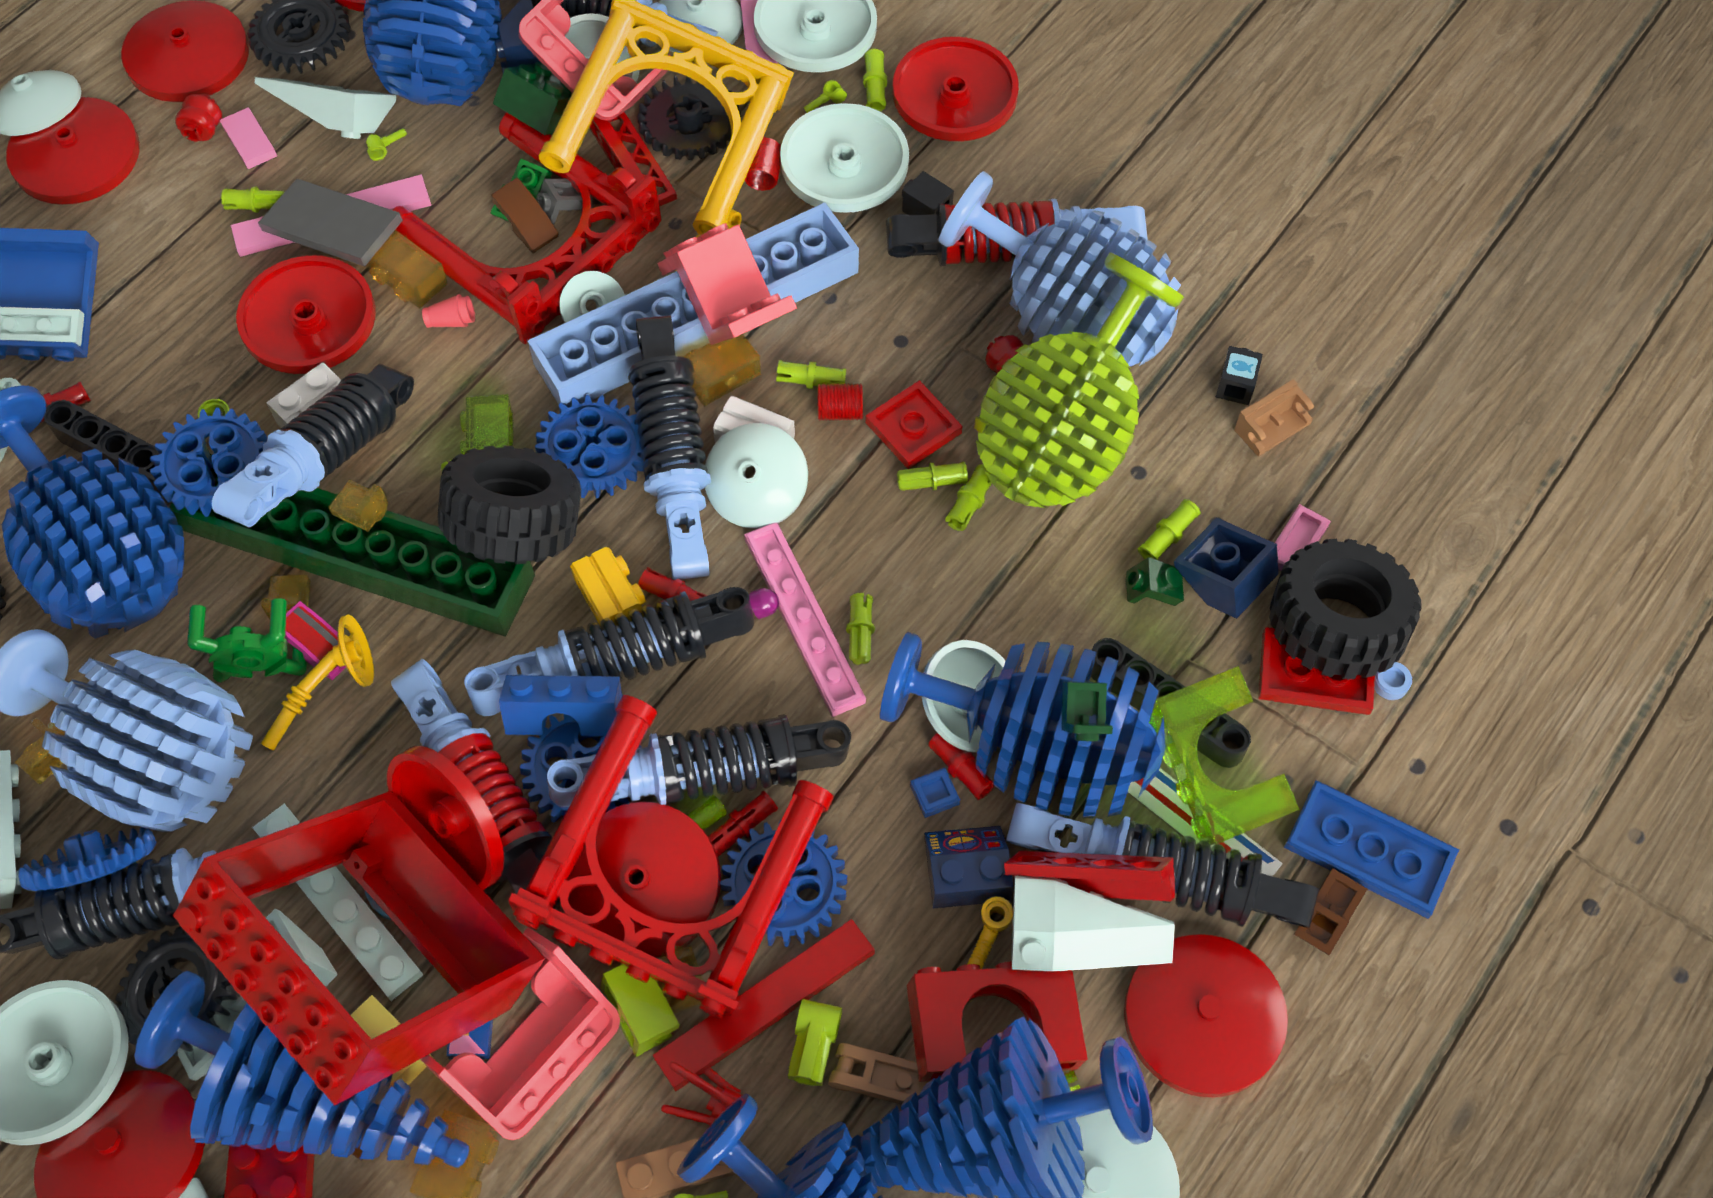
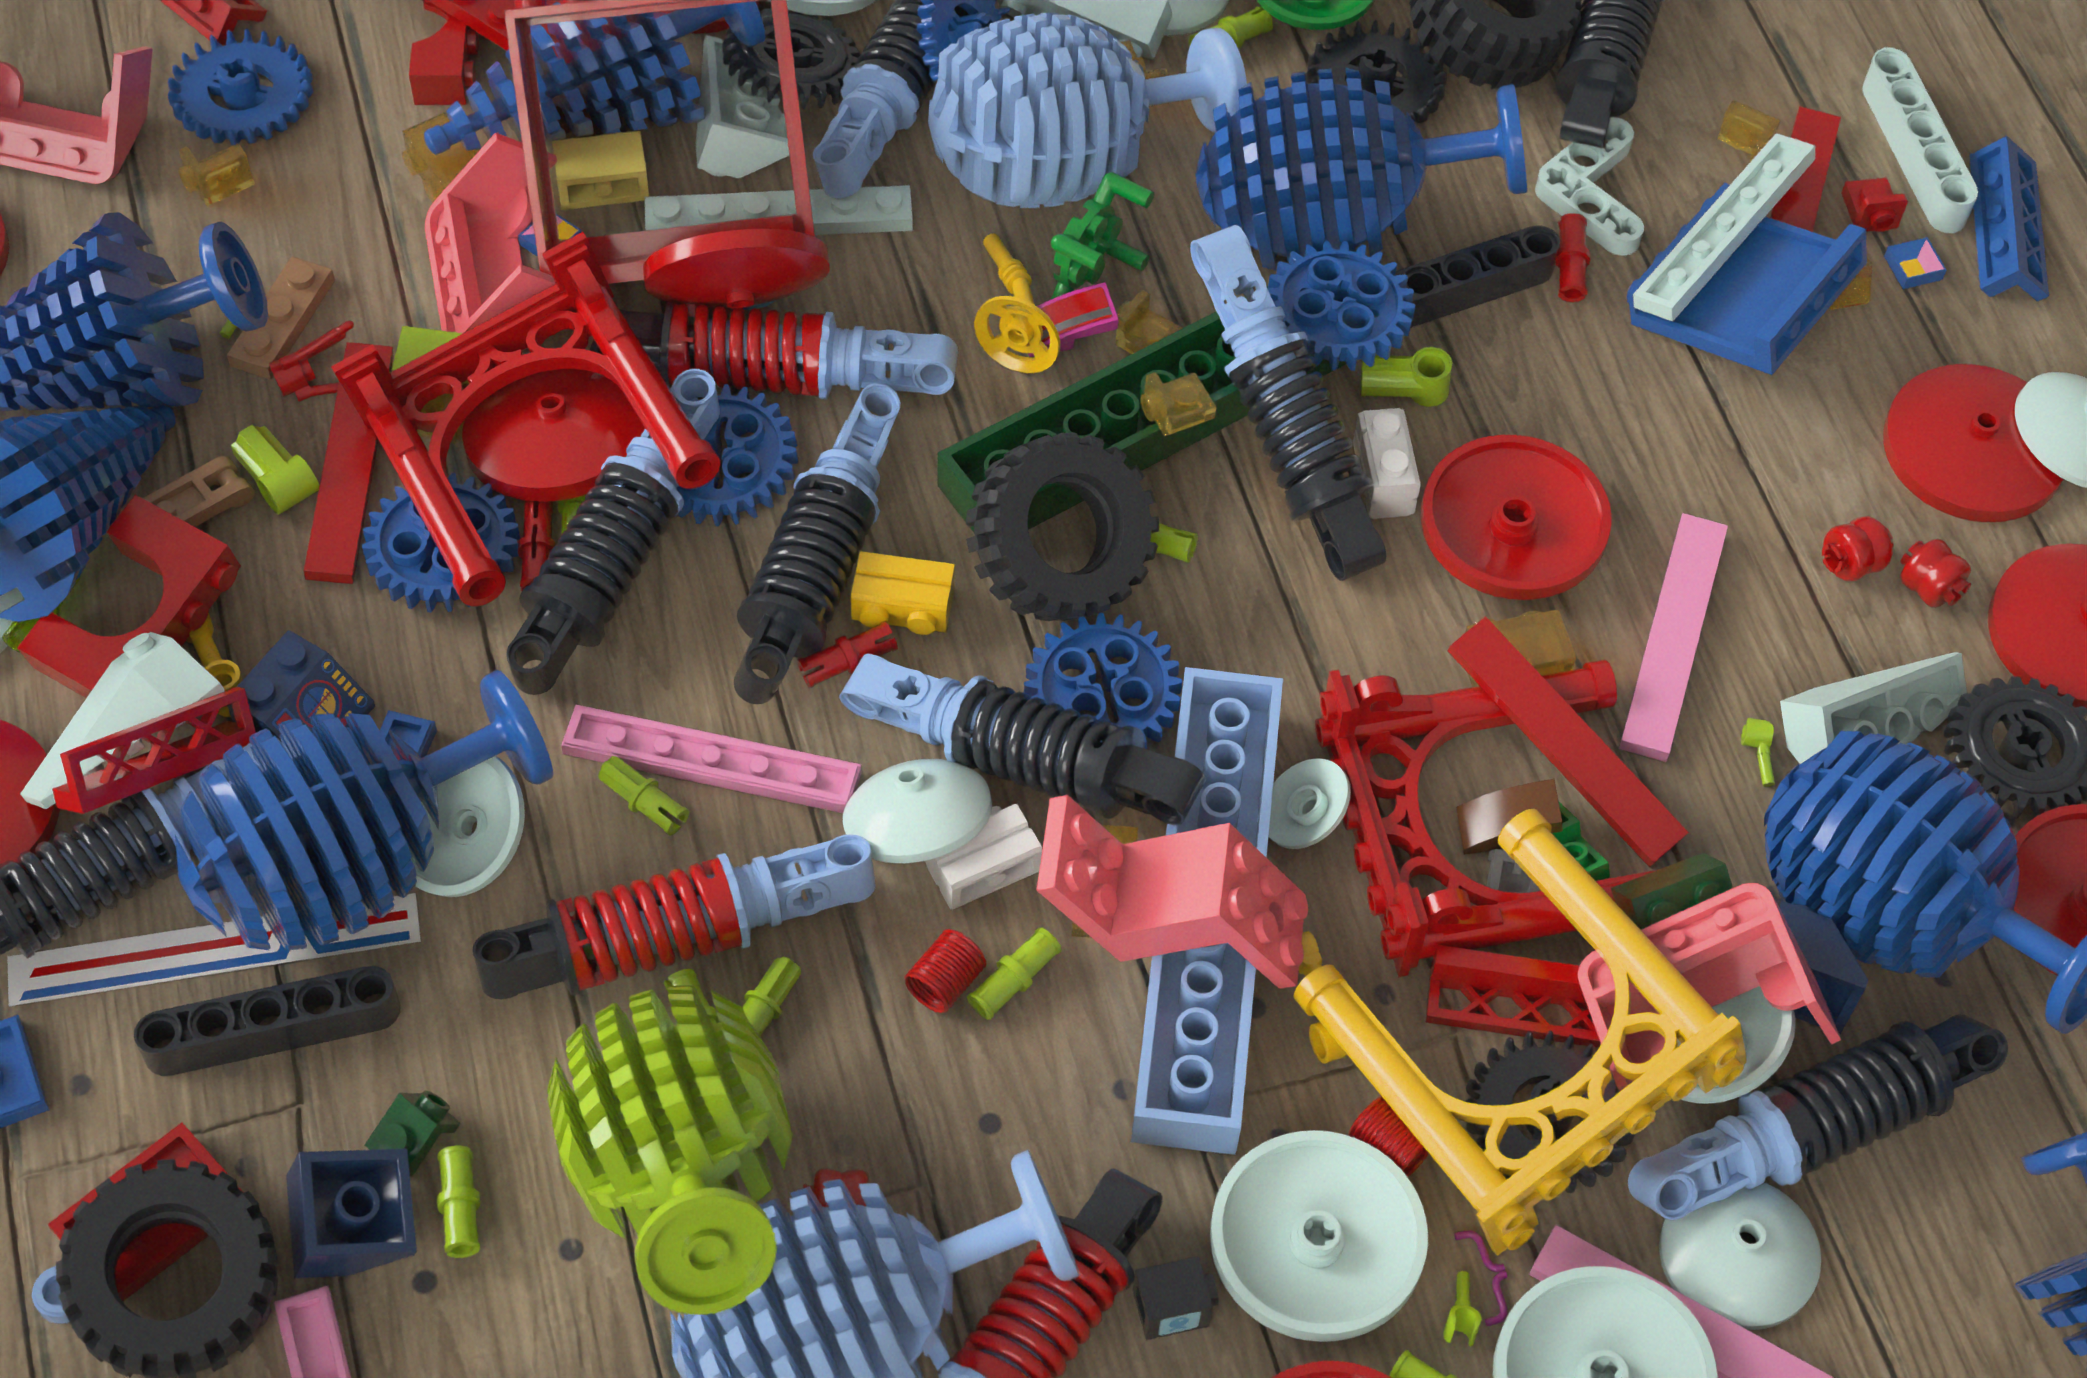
camera: 125 degrees right, 5 degrees down
(206, 156) = (1857, 548): none -> red piece
(248, 138) = (1873, 616): bright pink tile -> none
(249, 199) = (1755, 569): lime axle -> none
(330, 222) = (1640, 603): dark grey tile -> none
(451, 312) = (1417, 662): coral cone -> none
(454, 212) = (1567, 741): none -> red tile
(487, 422) = (1204, 602): clear neon green brick -> none
(531, 698) = (782, 443): blue arch -> none
(763, 602) = (757, 717): magenta hinge -> none
(790, 98) = (1492, 1267): none -> magenta piece
(913, 424) = (848, 1033): red plate -> none
(931, 540) = (670, 916): none -> piece
(1079, 703) = (249, 748): dark green bracket -> none
(1215, 810) = (110, 959): clear neon green arch -> none

